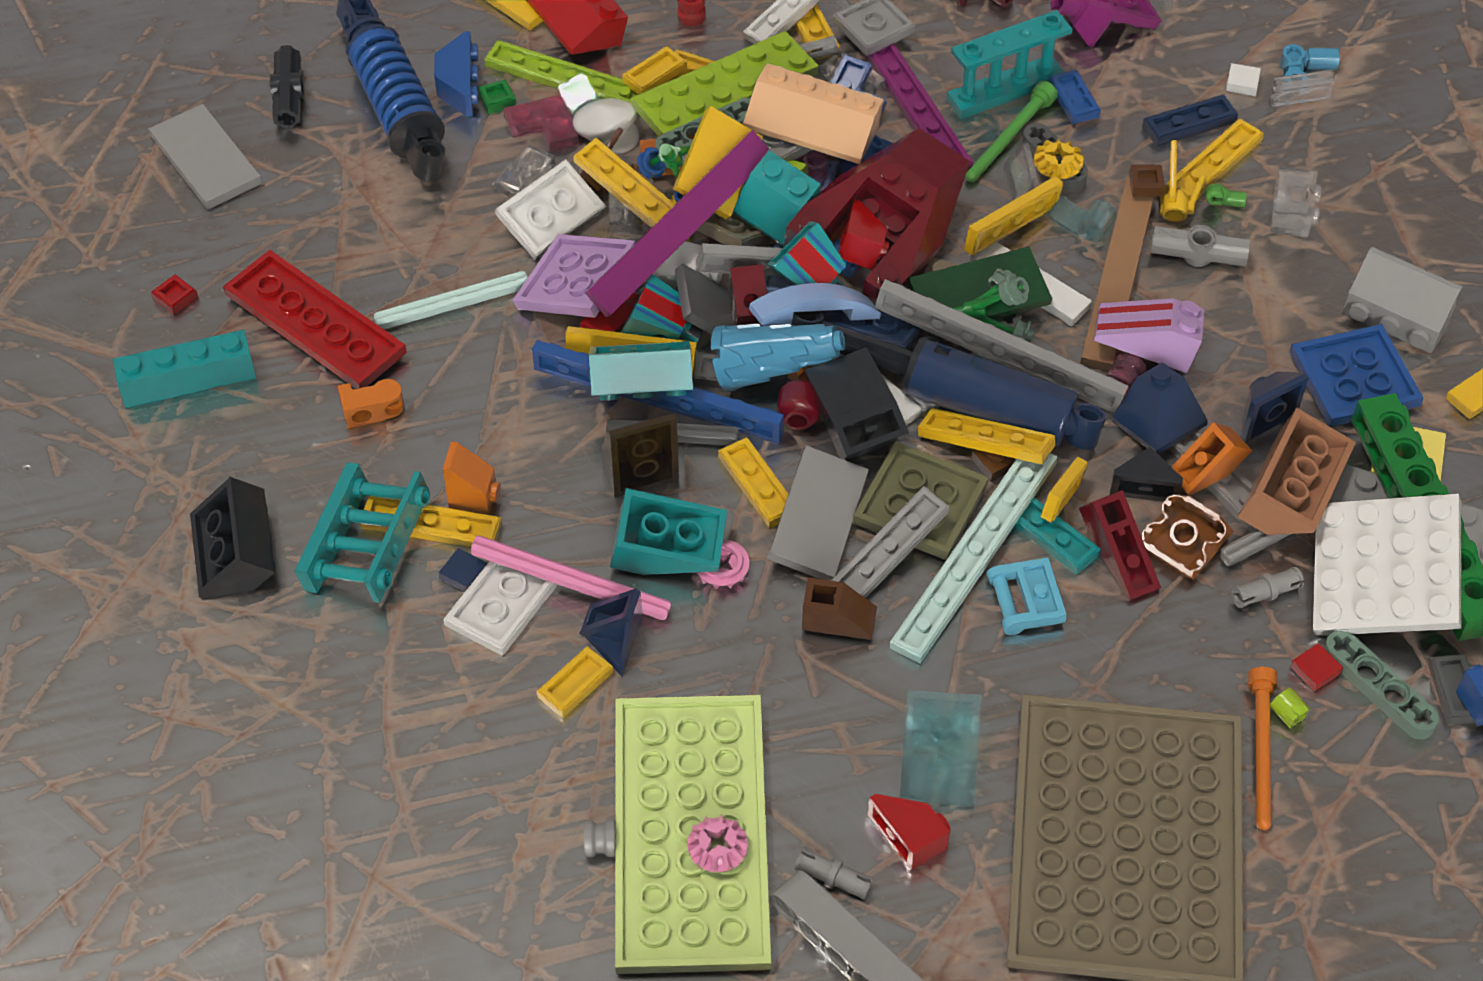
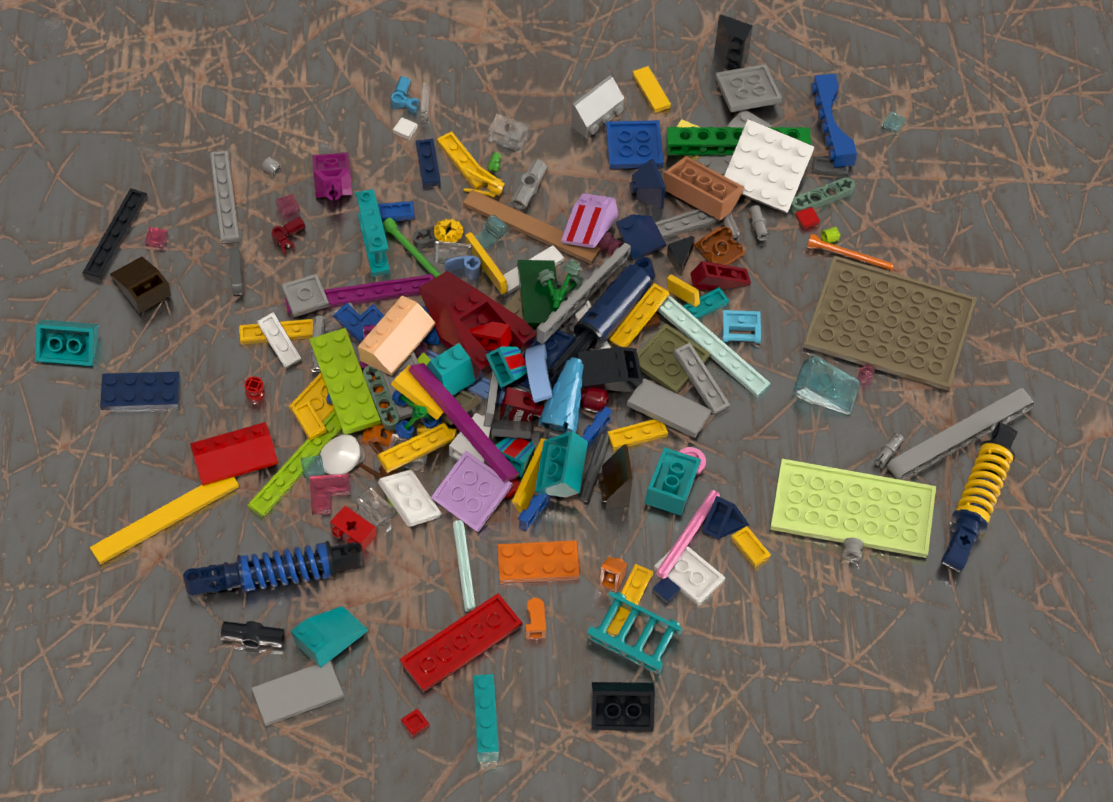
camera: 80 degrees left, 5 degrees up
(295, 160) = (327, 634): none -> teal slope
(456, 74) = (274, 531): blue slope -> none
(479, 392) = (538, 561): none -> orange plate
(481, 157) = (360, 529): none -> red brick
(496, 96) = (295, 514): green tile -> none
(718, 858) = (869, 501): bright pink gear -> none
(837, 610) = (736, 414): reddish brown slope -> none
(910, 828) = (872, 410): red slope -> none
(990, 819) = (866, 374): none -> clear pink hose
(1003, 188) = (470, 264): none -> medium blue panel
(1147, 180) = (478, 193): reddish brown plate -> none
(1211, 458) = (680, 219): orange slope -> none

